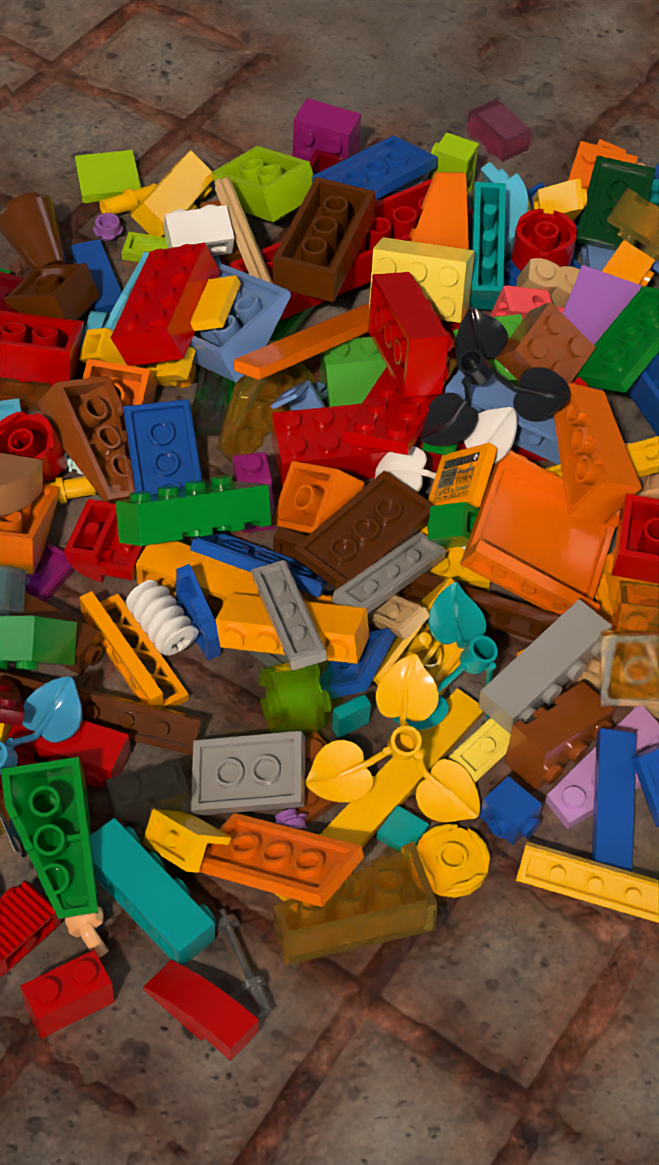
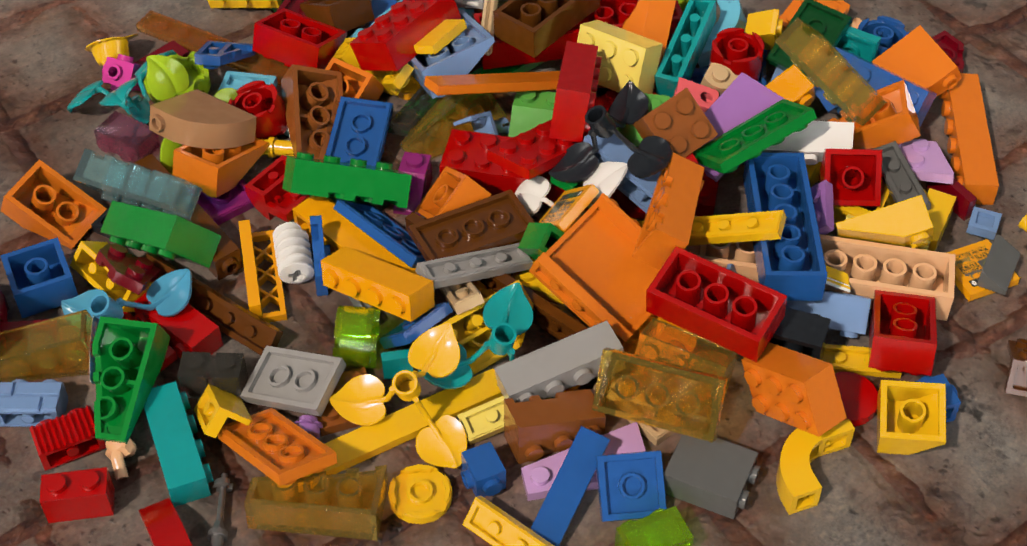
camera: 25 degrees right, 5 degrees down
(288, 615) = (370, 269): light grey tile -> none
(401, 829) = (395, 458): teal tile -> none

